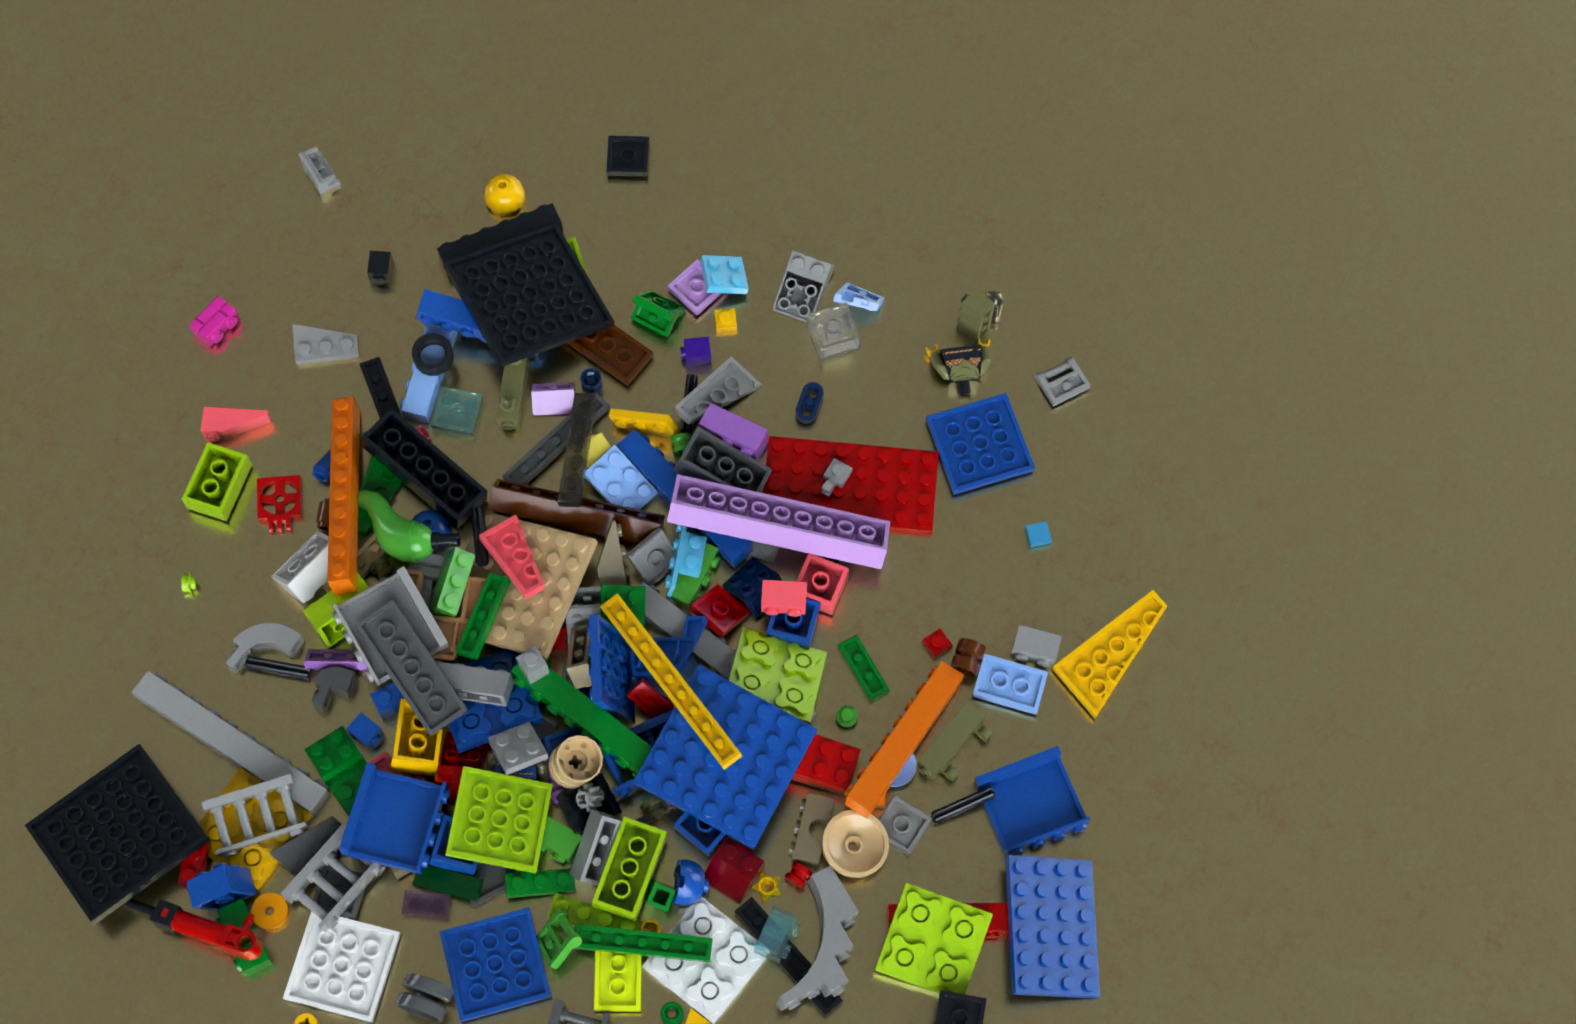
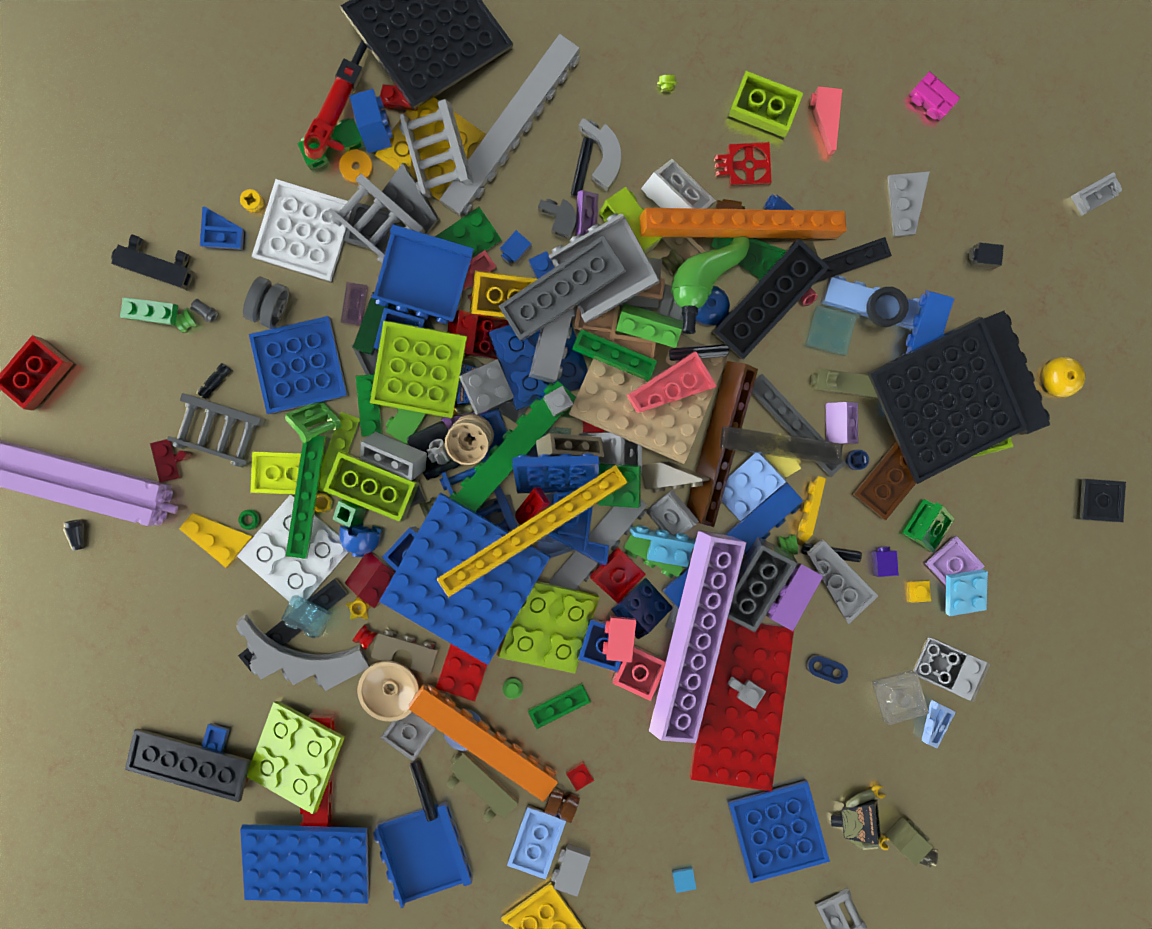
camera: 90 degrees right, 20 degrees up
(333, 753) = (495, 219): green plate -> none

